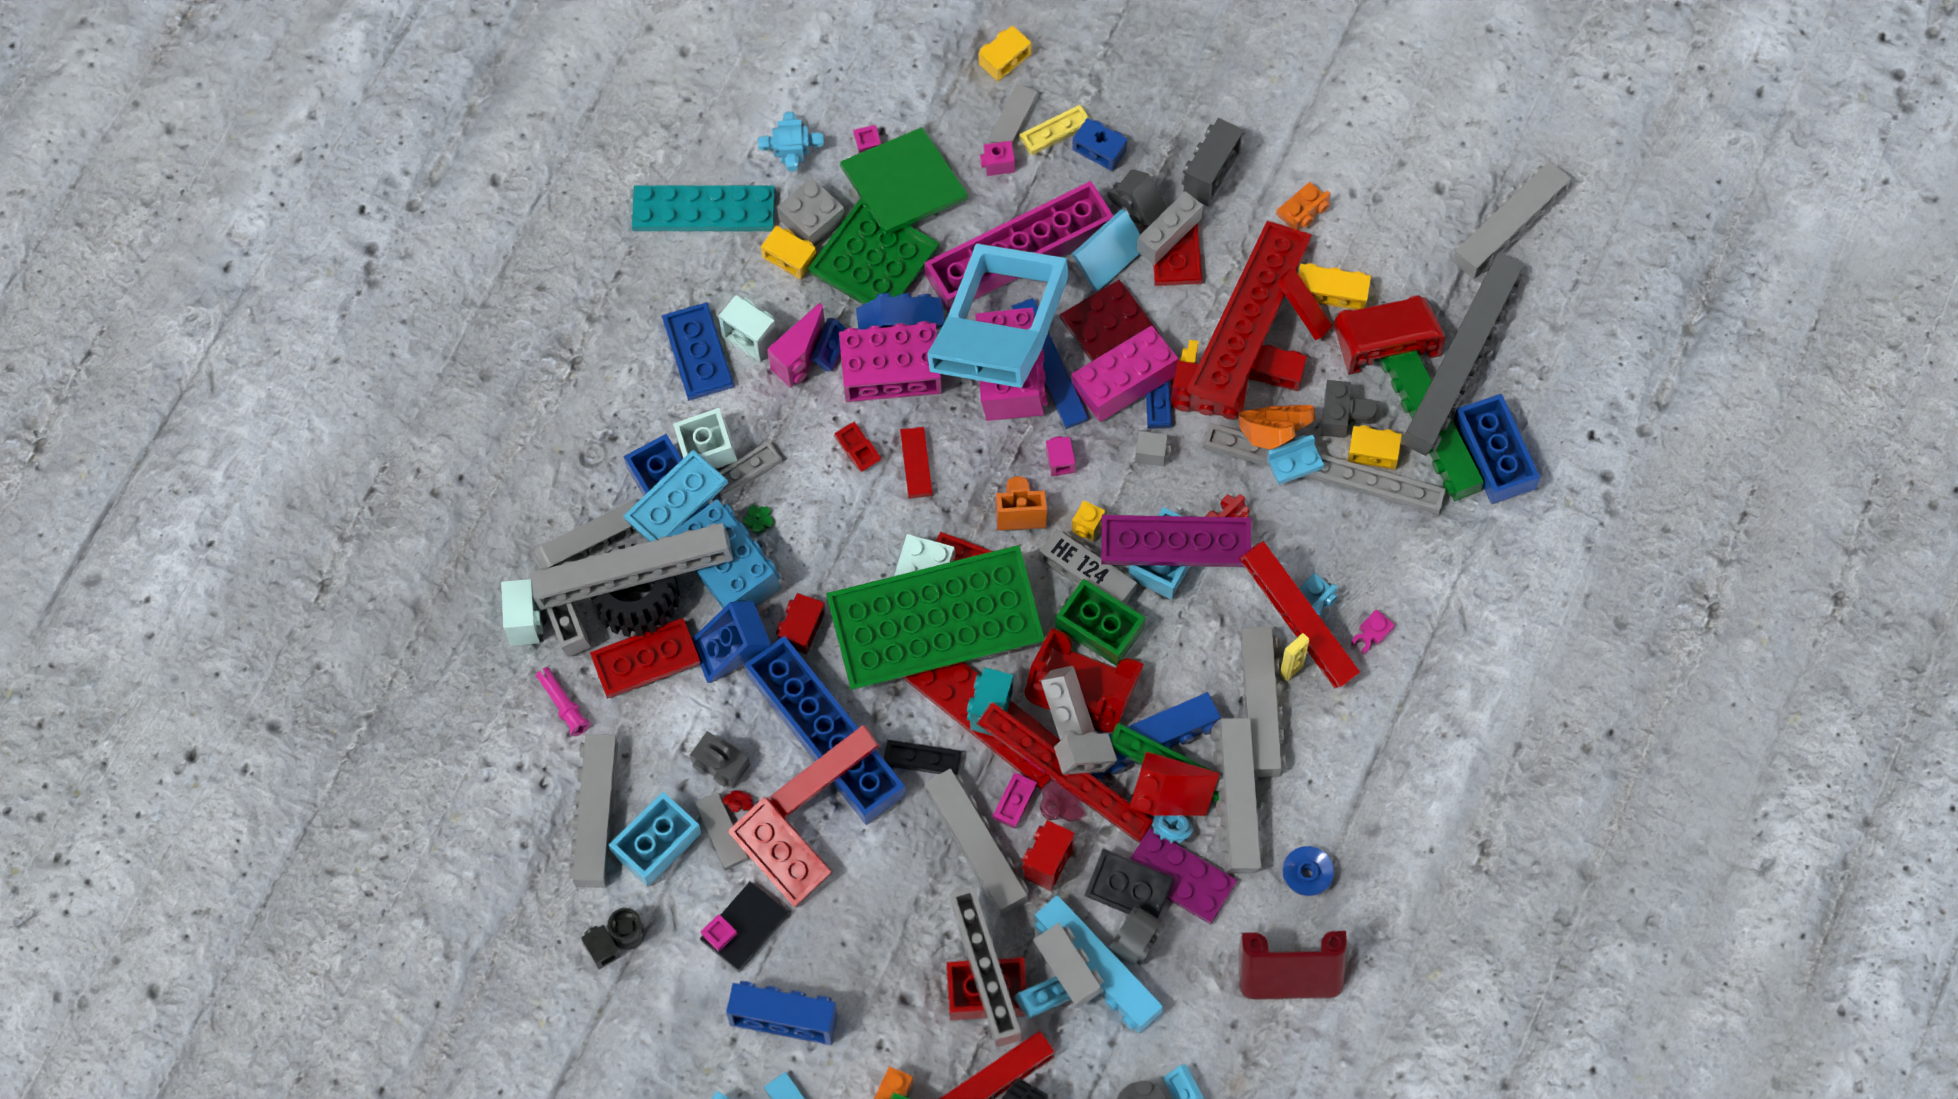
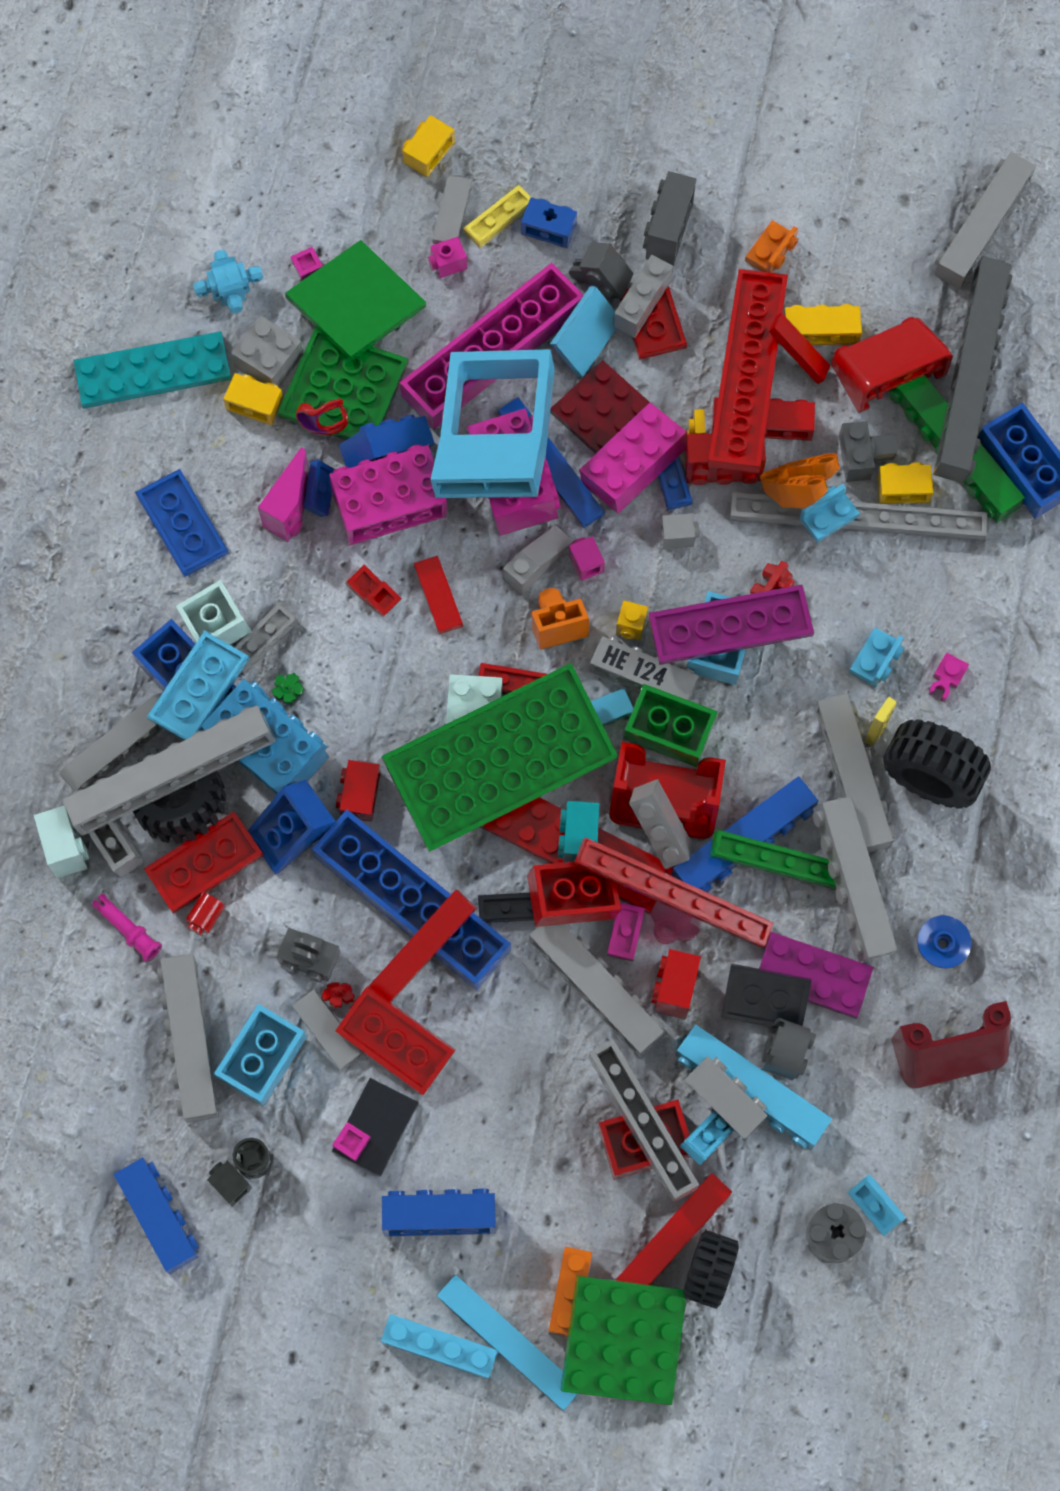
camera: 15 degrees left, 5 degrees up
(528, 961) = (156, 1215): none -> blue brick
(634, 704) = (204, 914): none -> red brick
(748, 327) = (230, 487): light aqua brick -> none
(834, 280) = (309, 418): none -> red piece
(969, 754) = (571, 895): none -> red brick
(1013, 448) = (536, 559): none -> light grey slope
(1050, 596) = (613, 707): none -> medium azure tile
(1085, 753) = (691, 869): light grey brick -> none
(1172, 788) = (786, 885): red slope -> none
(1182, 832) = (788, 917): medium azure gear -> none
(1299, 614) = (867, 668): red piece -> none
(1336, 705) = (937, 763): none -> black tyre

